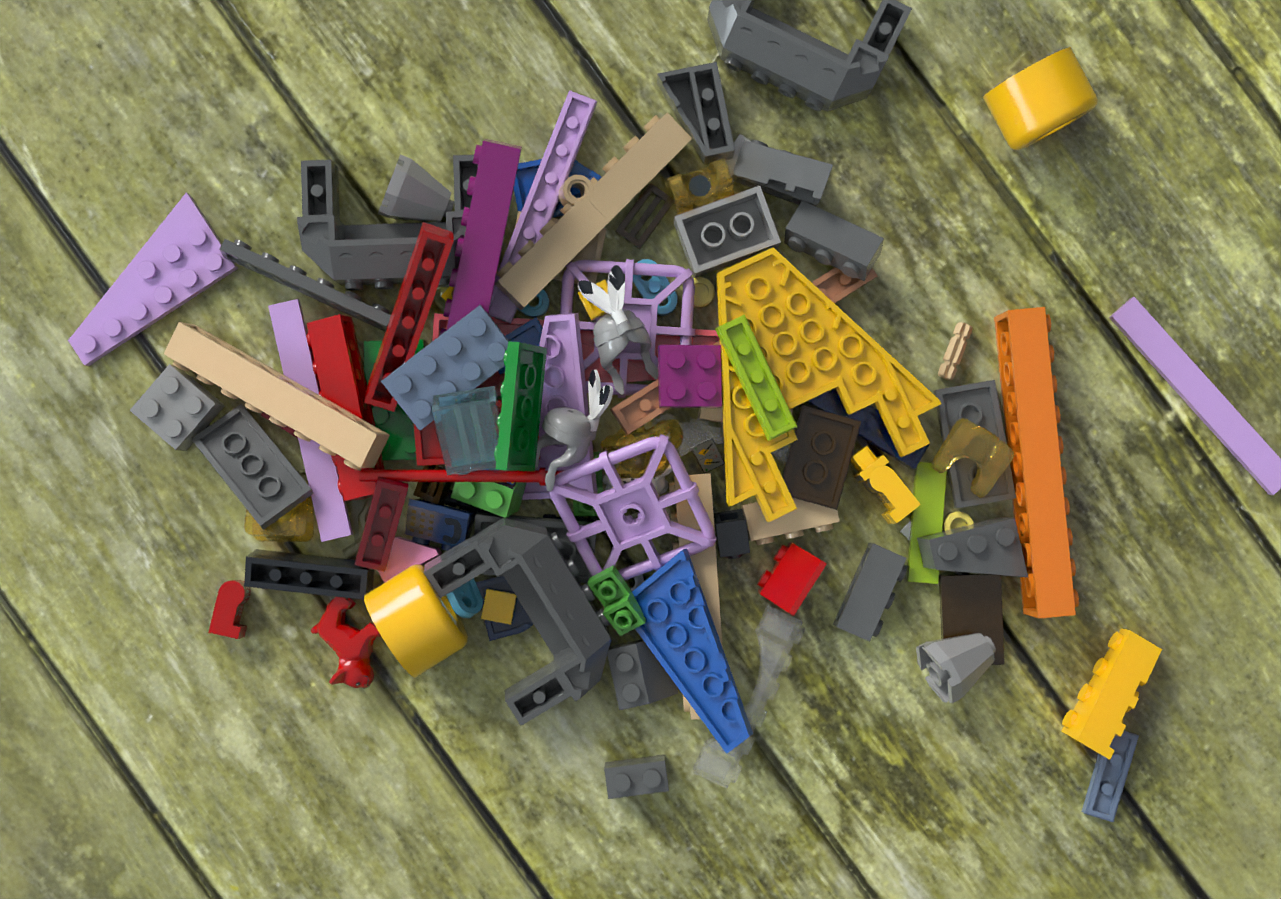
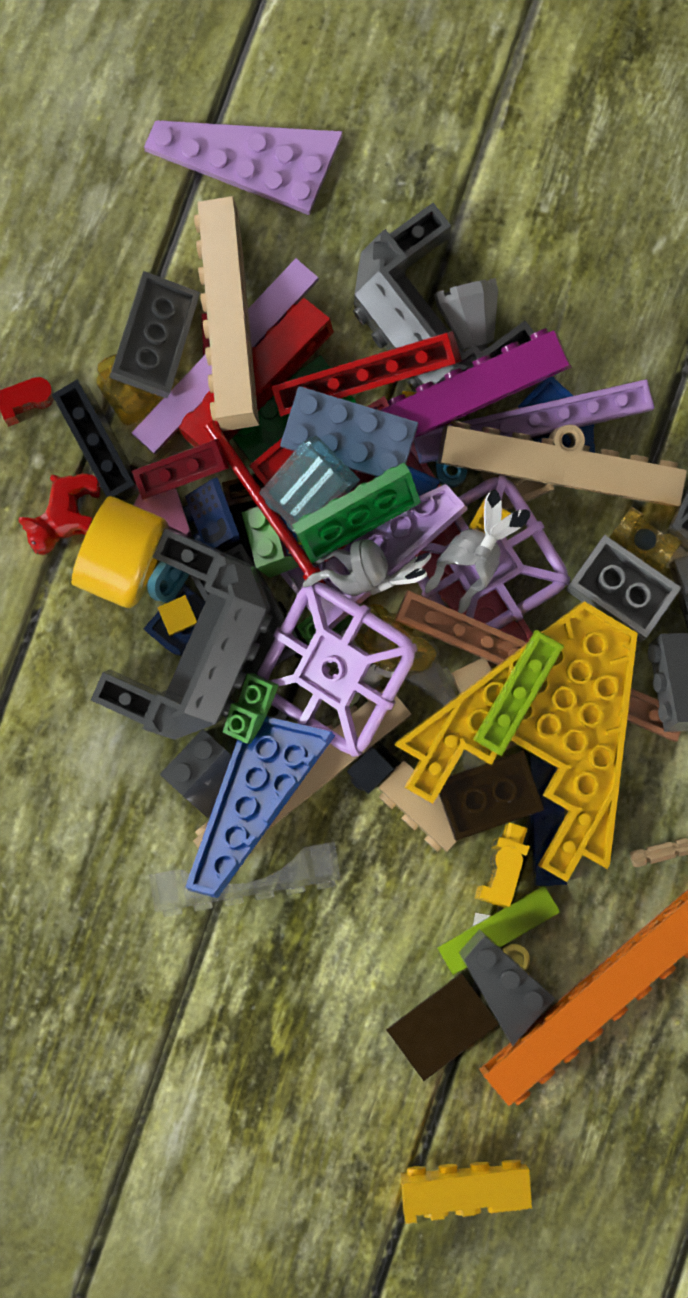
camera: 55 degrees right, 5 degrees down
(177, 407) = (161, 243): light grey brick -> none
(297, 280) = (333, 266): dark grey plate -> none
(630, 237) = (593, 502): dark brown tile -> none
(636, 776) = (112, 829): dark grey brick -> none
(653, 287) = (531, 558): medium azure plate -> none
(689, 376) = (480, 637): magenta plate -> none
(703, 292) = (558, 605): light yellow tile -> none
(708, 455) = (425, 702): light grey sticker -> none
(790, 577) = (371, 842): red slope -> none
(870, 592) = (406, 922): dark grey brick -> none
(955, 663) = (396, 1034): light grey cone -> none
(978, 444) = (594, 923): clear yellow piece -> none
(981, 406) = (593, 924): dark grey plate -> none
(1109, 778) = (391, 1242): sand blue tile -> none

